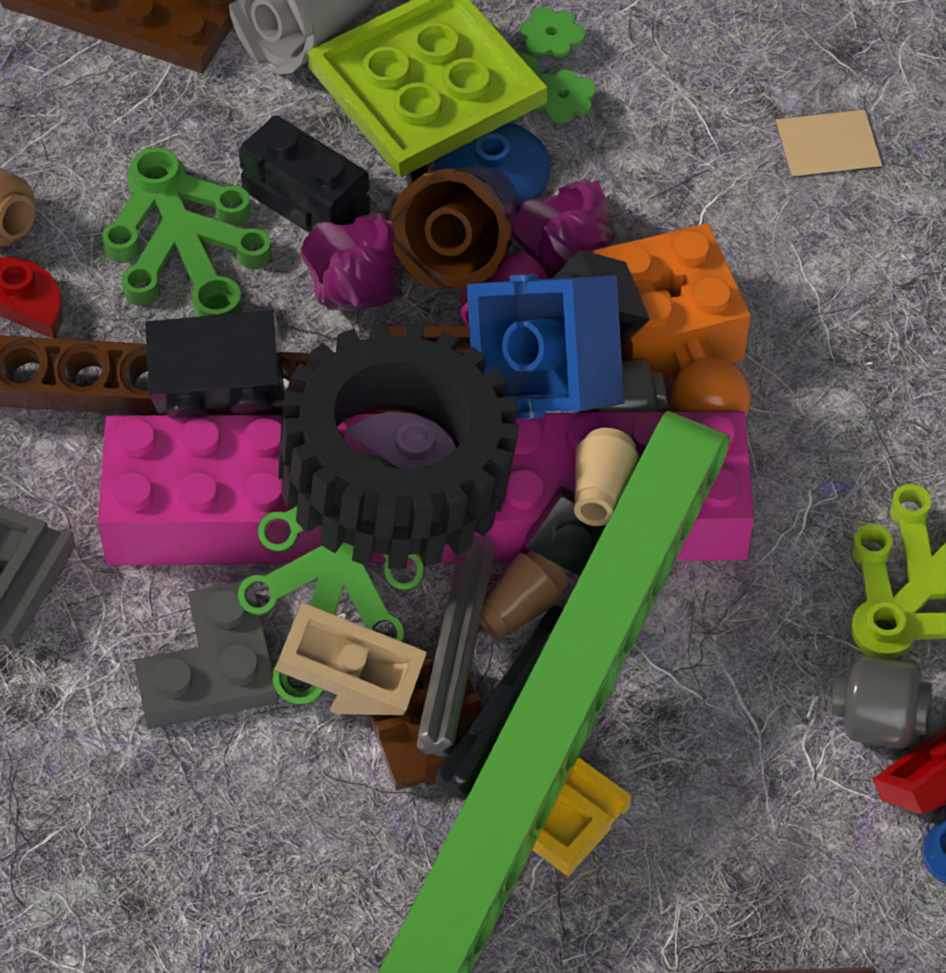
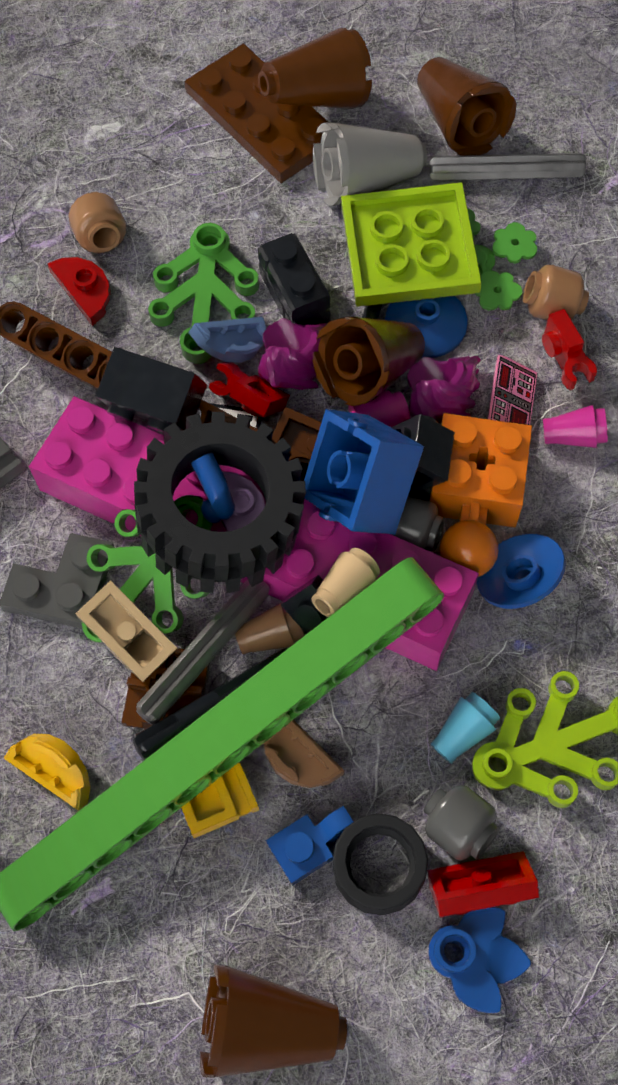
camera: 30 degrees right, 10 degrees up
(262, 275) = (230, 339): none -> medium blue plate
(319, 326) = (252, 392): none -> red plate
(337, 871) = (53, 766): none -> yellow plate
(387, 424) = (220, 501): none -> blue arm
(638, 71) = (554, 290): none -> medium nougat head
(646, 201) = (512, 392): none -> slope
(647, 723) = (300, 758): none -> medium nougat plate
(686, 126) = (566, 345): none -> red plate
(712, 821) = (303, 847): none -> blue plate
(755, 213) = (577, 428): none -> dark pink cone
(791, 395) = (524, 571): none -> blue dish
(818, 750) = (398, 830): none -> black tyre
(824, 596) = (465, 727): none -> medium azure cone

